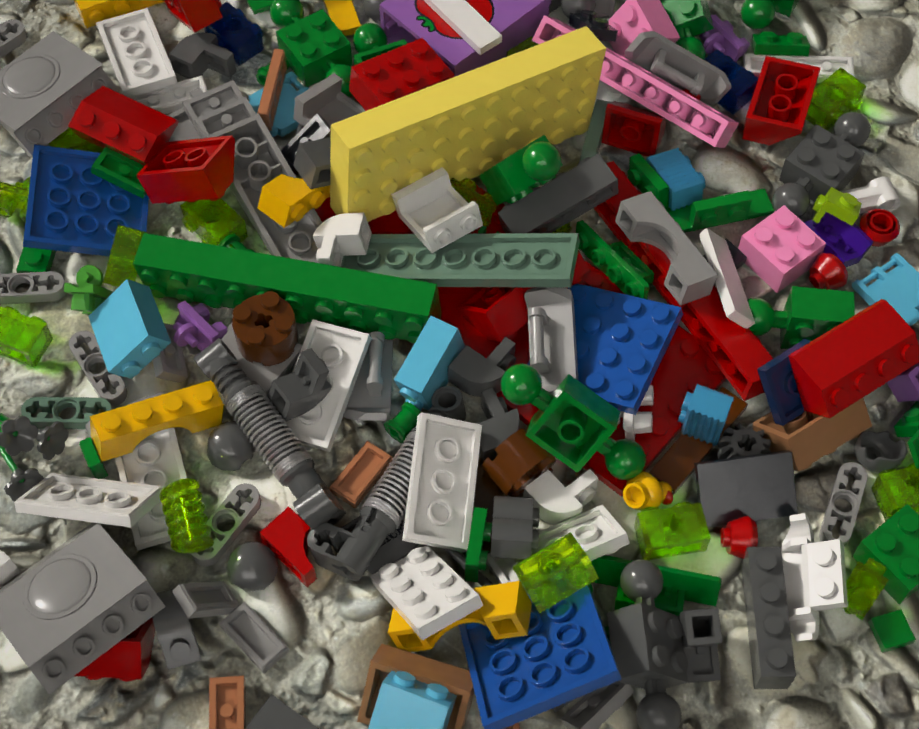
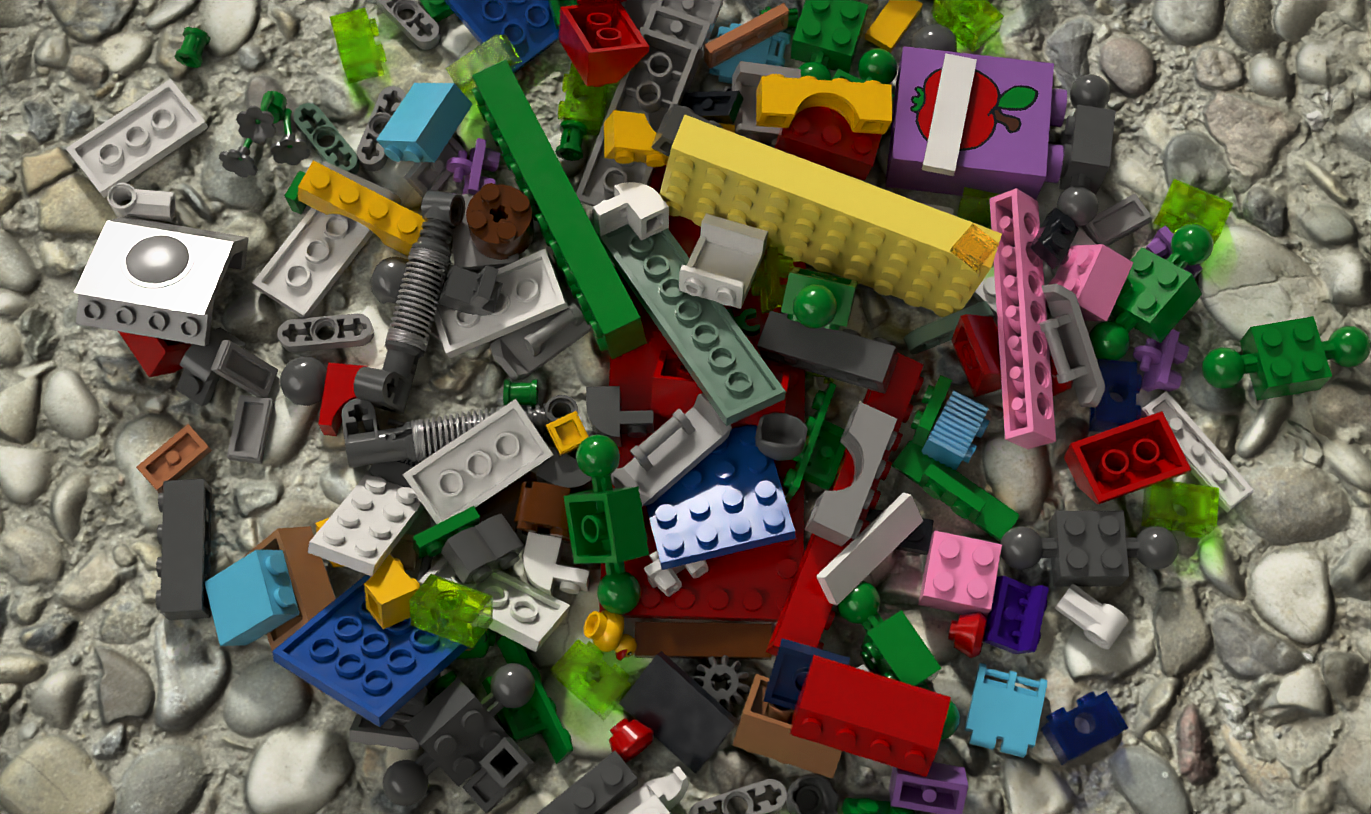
camera: 50 degrees right, 10 degrees up
(88, 293) = (431, 65): bright green hips -> none
(89, 499) = (255, 220): white tile -> none
(185, 517) = (294, 297): clear neon green piece -> none
(361, 474) = (450, 397): nougat tile -> none
(412, 41) = (863, 105): none -> yellow arch
(428, 362) = (578, 366): medium azure brick -> none
(472, 405) = (567, 433): none -> yellow tile
(585, 43) = (974, 247): none -> clear yellow tile
(600, 269) = (780, 436): none -> dark grey hair
(705, 414) = (712, 627): dark azure brick -> none
(771, 44) = (1206, 415): green plate -> none
(838, 204) = (1045, 593): lime bracket -> none
(880, 226) = (1063, 637): red cone -> none

